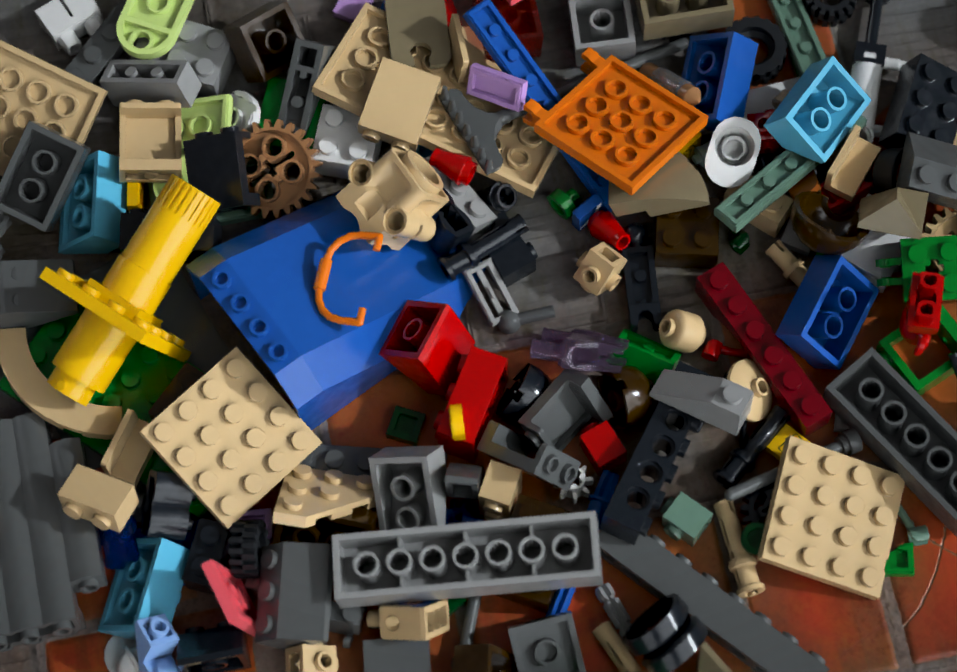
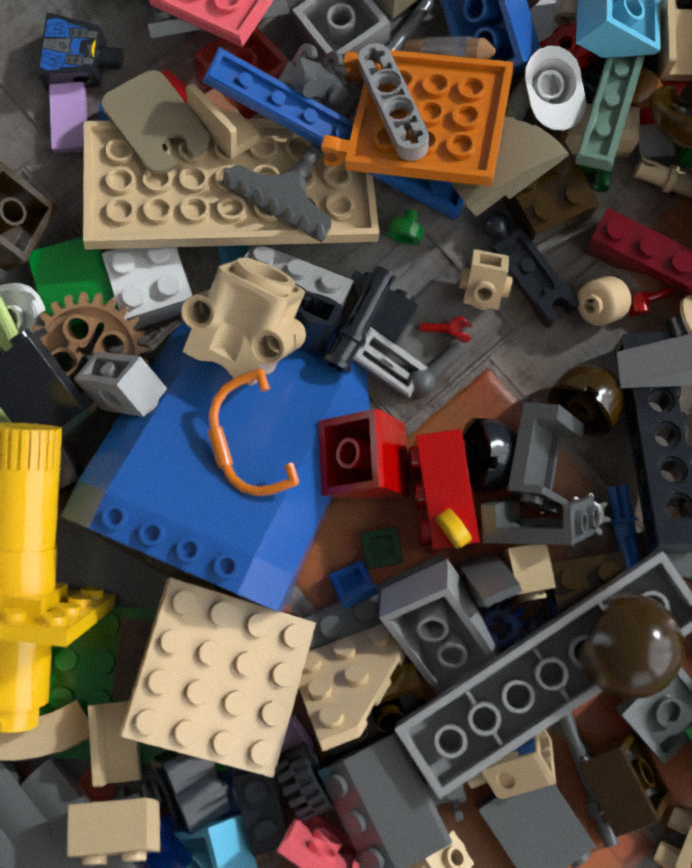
camera: 35 degrees left, 10 degrees up
(280, 198) = (121, 383): none -> light grey brick
(305, 67) = (63, 224): dark grey slope -> none
(368, 438) = (353, 584): none -> blue tile
(398, 105) = (188, 214): tan panel -> none
(454, 166) = (282, 250): red cone -> none
(497, 87) = (279, 141): lavender tile -> none
(499, 196) = (341, 257): black cone -> none
(531, 563) = (633, 648): none -> dark brown cylinder
(552, 54) = (316, 78): none -> dark grey piece
(556, 293) = (452, 328): none -> red hand
(580, 350) = (528, 376): clear purple connector -> none
(584, 211) = (435, 226): blue tile -> none
(596, 98) = (390, 101): none -> light grey beam
(602, 446) = (593, 463): red brick -> none
(607, 229) = (468, 234): red cone -> none
(648, 355) = (578, 345): green panel -> none

